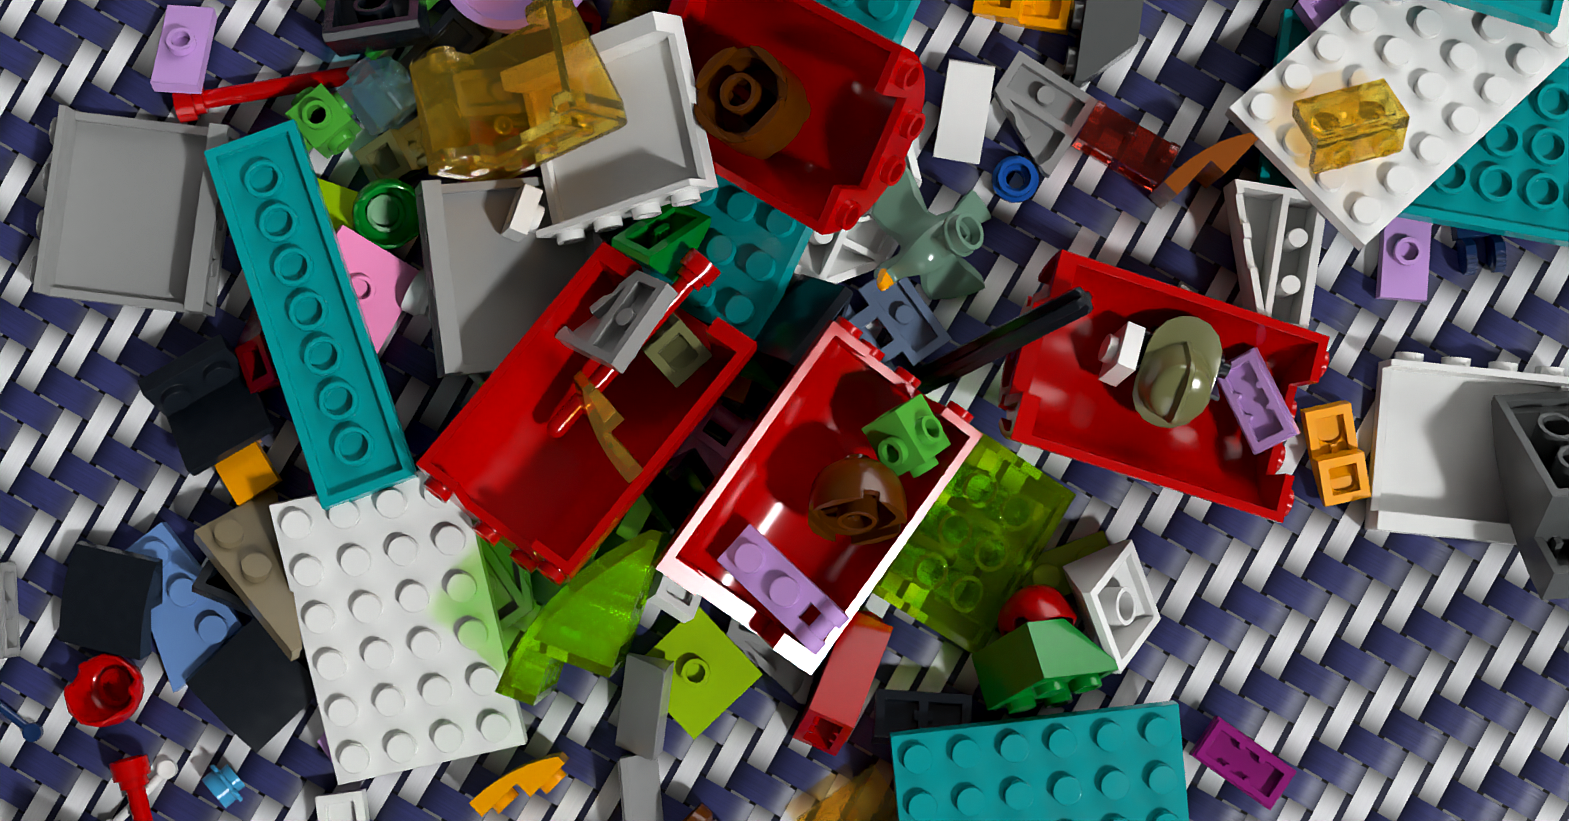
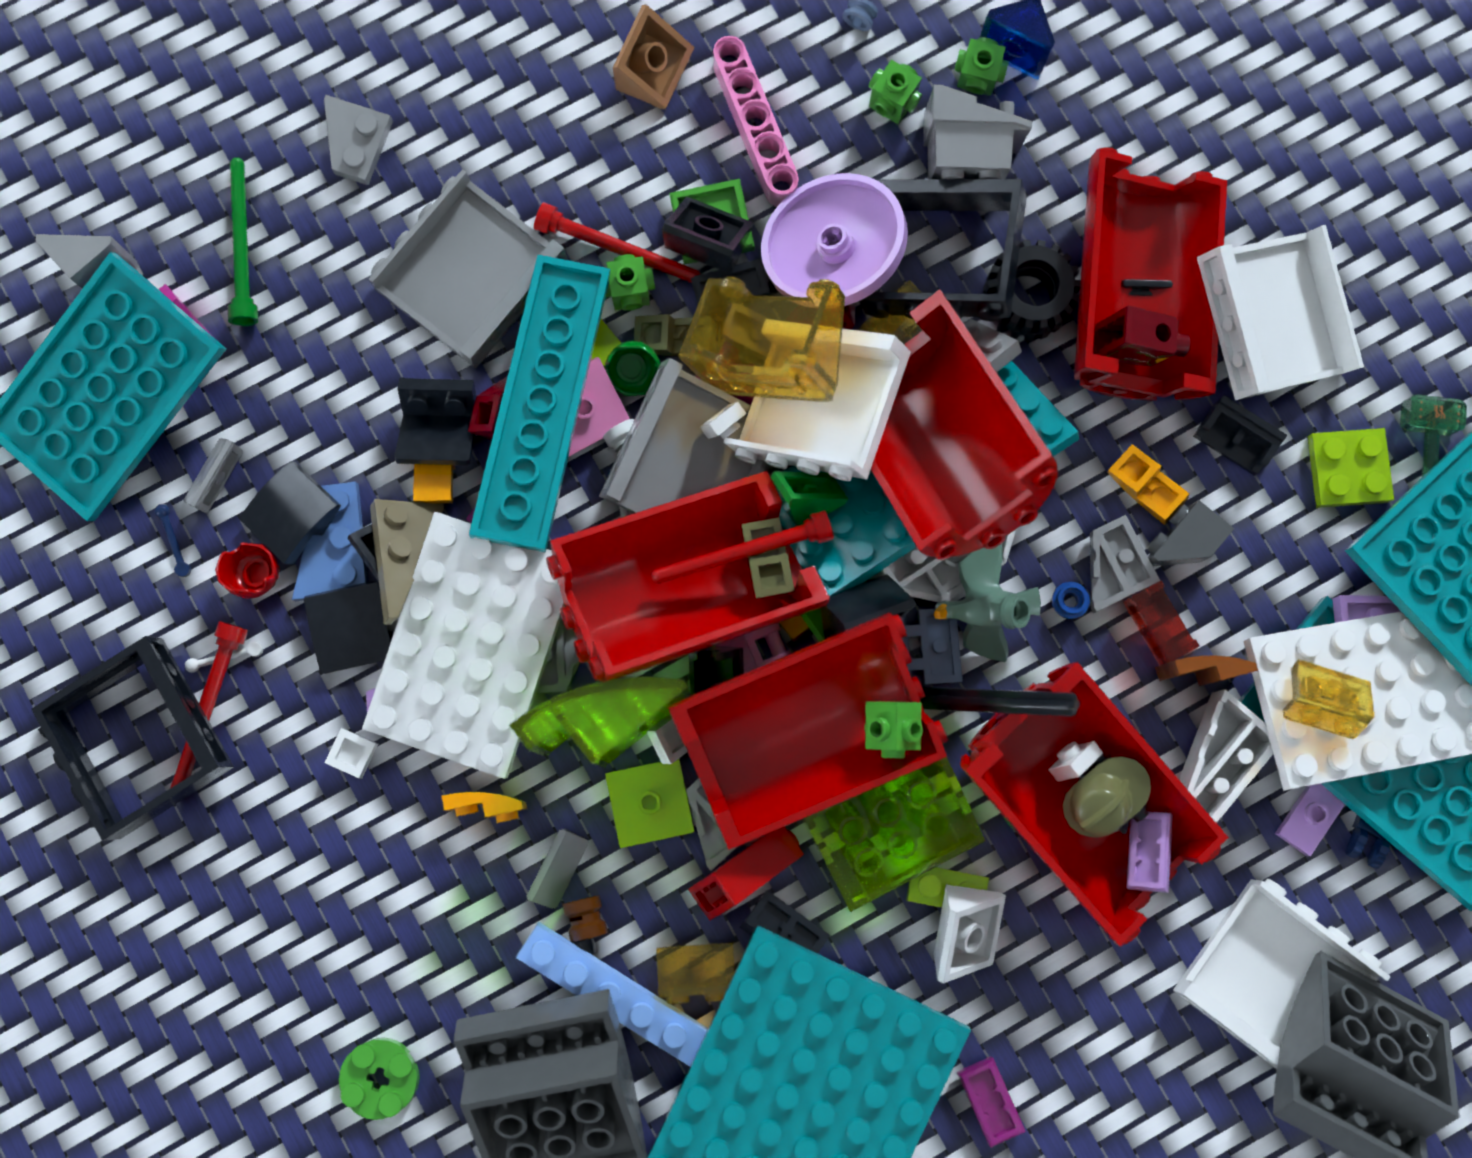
camera: 30 degrees right, 5 degrees down
(184, 49) = (565, 182): lavender plate -> none
(224, 784) = (286, 682): dark azure plate -> none
(379, 93) = (676, 286): clear light blue brick -> none
(602, 419) = (693, 585): clear yellow slope -> none
(621, 321) = (746, 530): light grey wing -> none
(644, 705) = (601, 803): light grey slope -> none
(750, 101) = (924, 435): reddish brown brick -> none
(781, 587) = (745, 777): lavender plate -> none
(857, 500) = (833, 748): reddish brown cylinder -> none
(964, 111) = (1062, 533): white slope -> none
(1033, 604) = (907, 904): red hair -> none
(1040, 665) = (890, 943): green slope -> none
(1334, 453) = (1182, 923): light orange slope -> none

